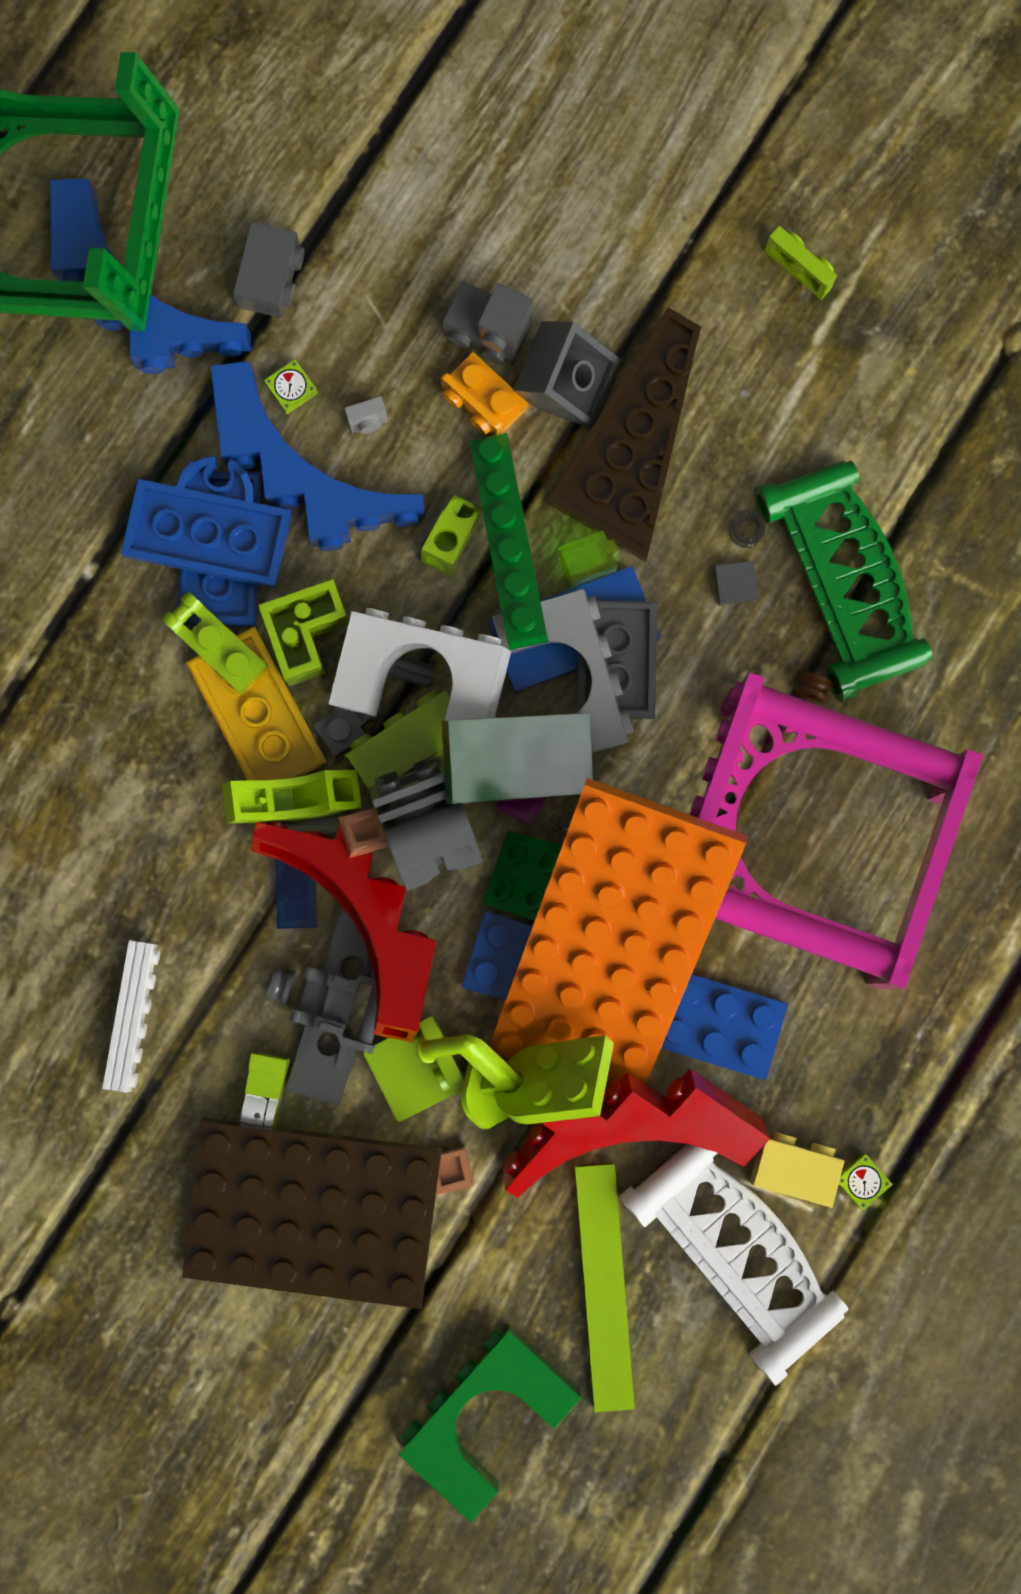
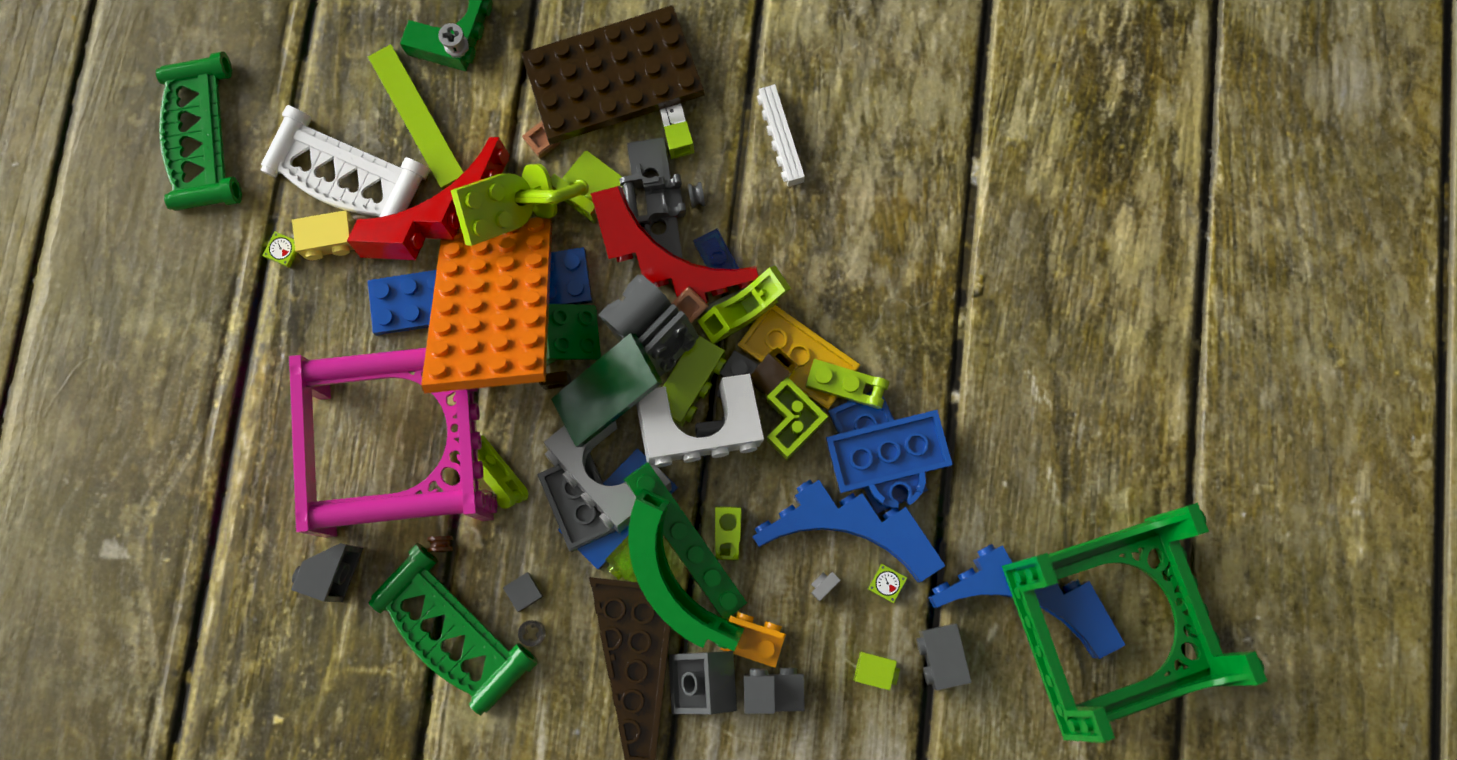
camera: 165 degrees right, 5 degrees down
(298, 698) = (772, 371): none -> dark brown brick
(356, 291) = (876, 671): none -> lime brick
(511, 1368) = (453, 40): none -> light grey bush
(561, 489) = (660, 584): none -> green arch
(700, 726) = (501, 477): none -> lime plate
(877, 1491) = (210, 185): none -> green piece
(971, 709) = (327, 573): none -> dark grey slope

